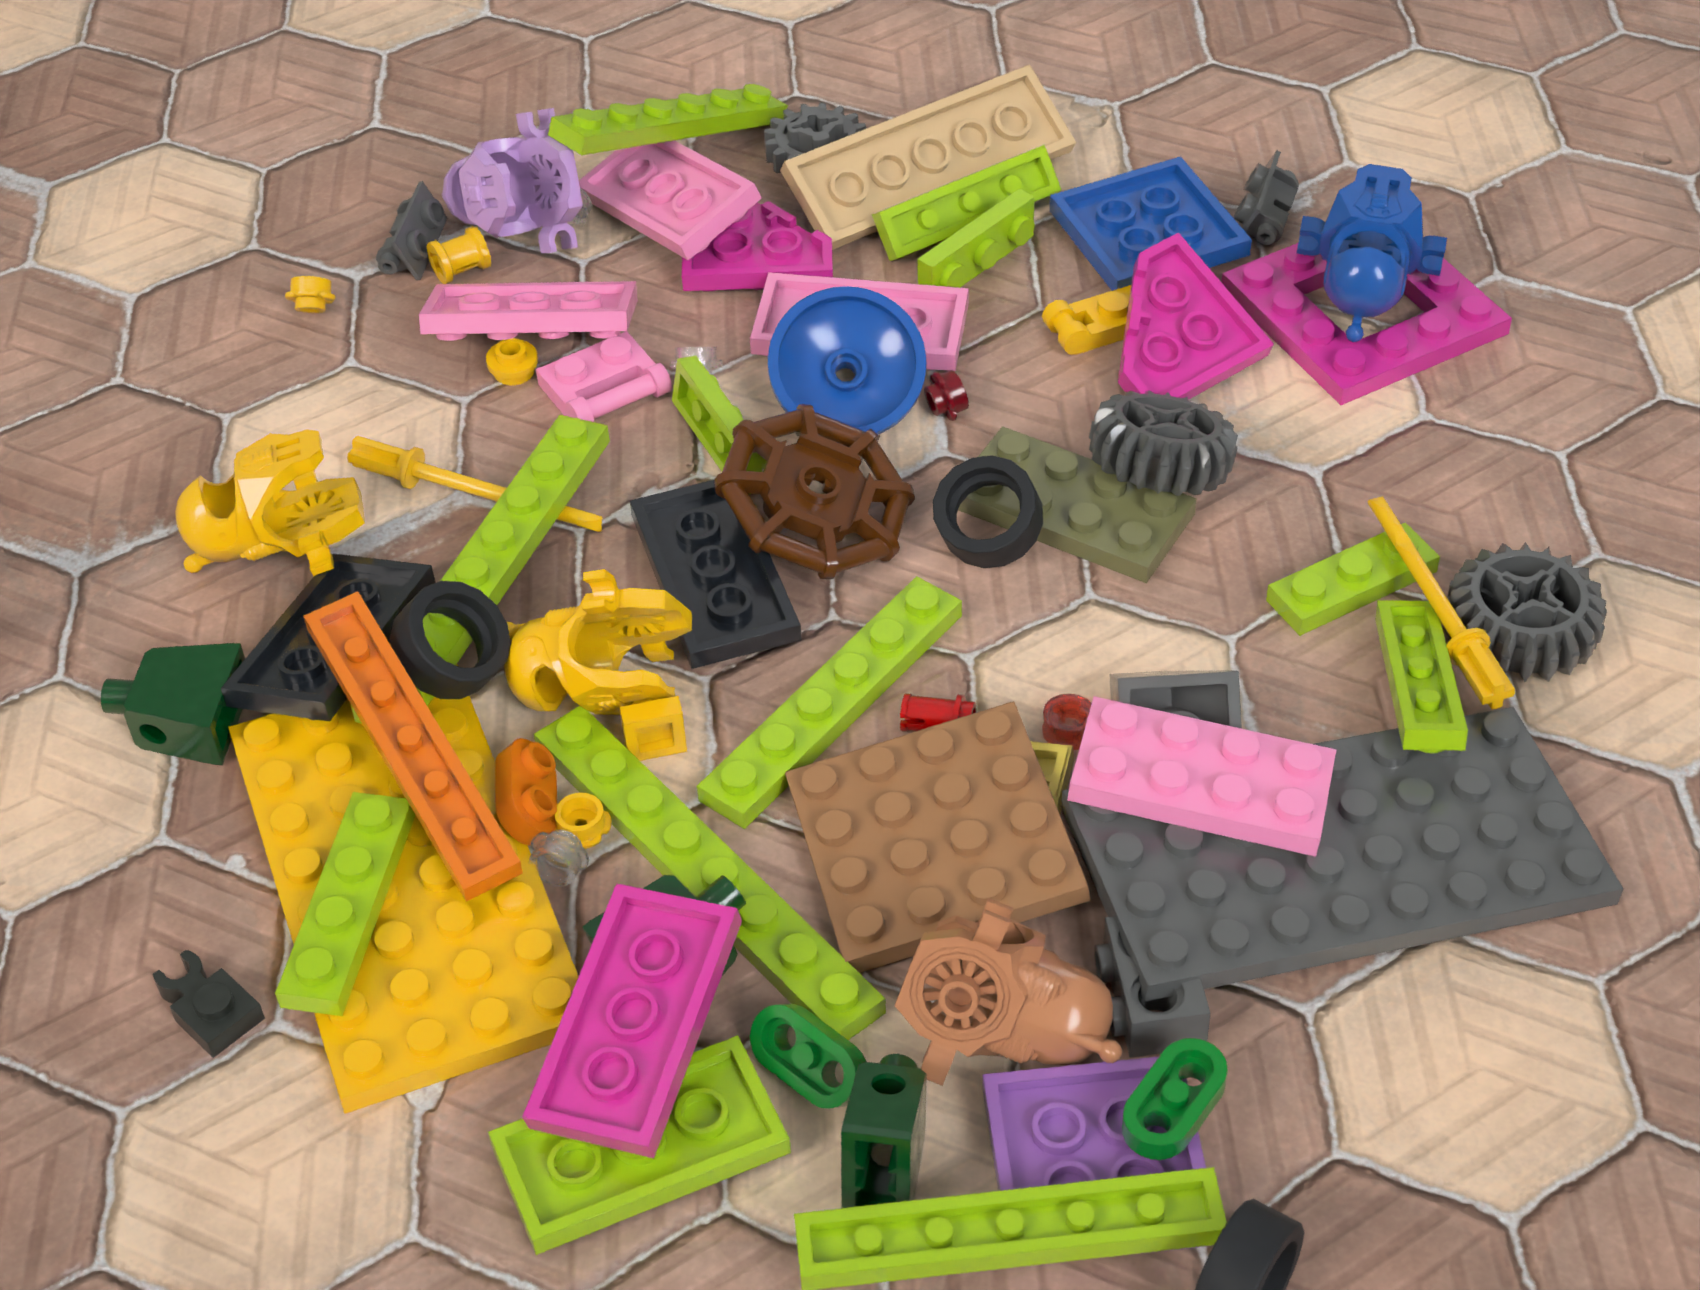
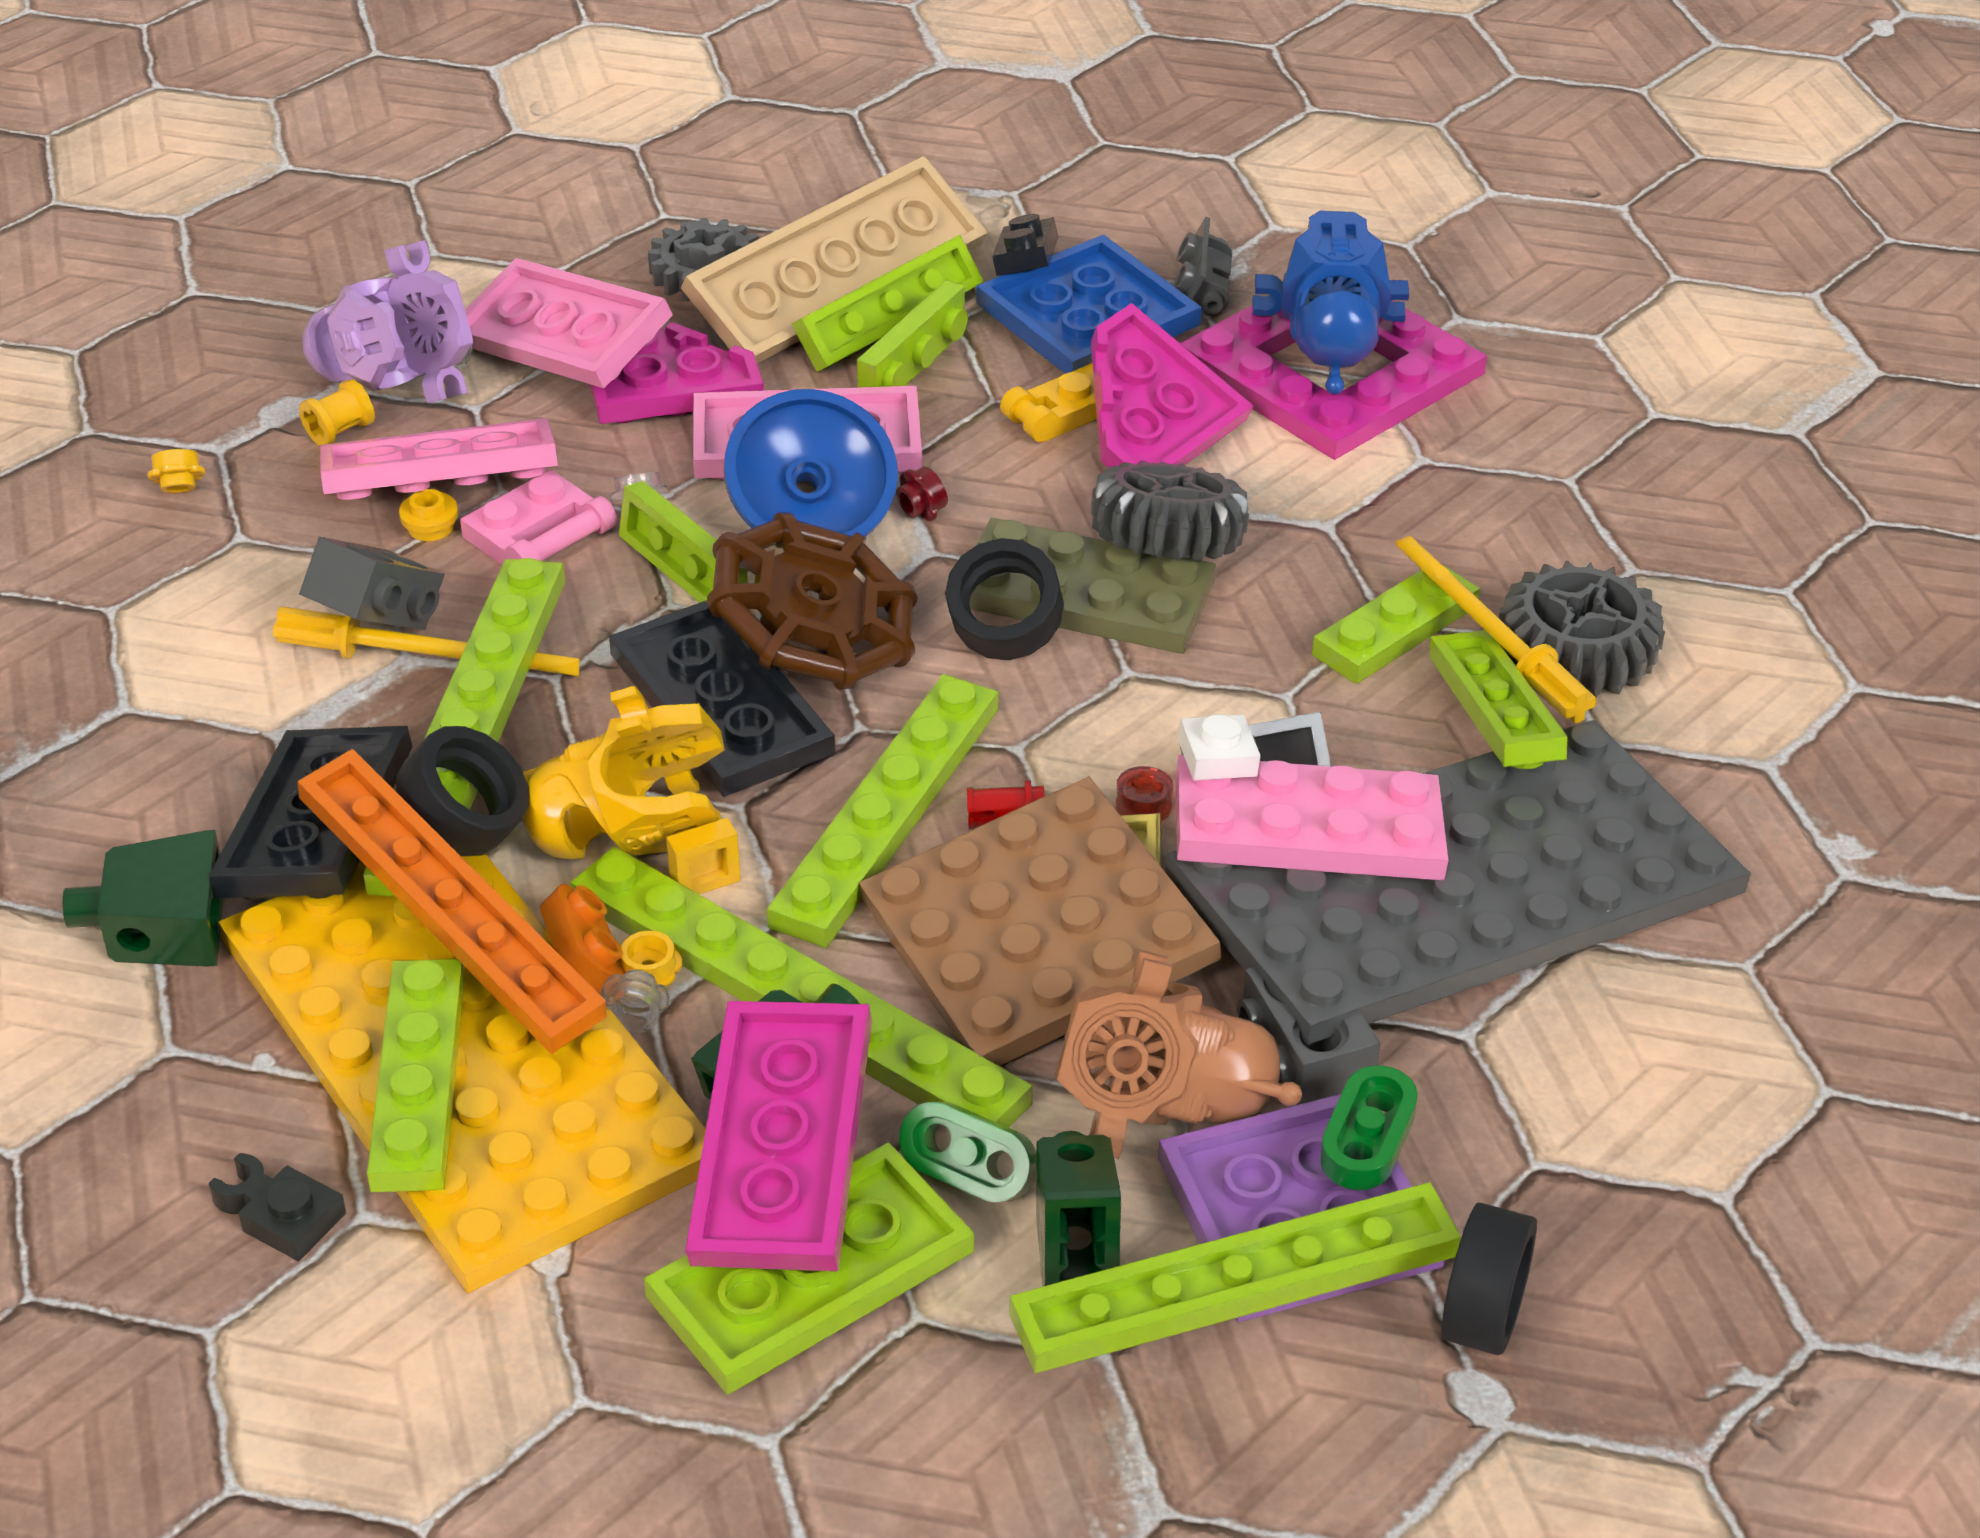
camera: 15 degrees left, 5 degrees down
(257, 518) = (190, 703): yellow helmet -> none
(417, 223) = (274, 397): dark grey hinge -> none
(435, 426) = (372, 584): none -> dark grey brick
(665, 120) = (542, 247): lime plate -> none
(1105, 159) = (1025, 244): none -> black plate
(1128, 697) = (1218, 747): none -> white plate

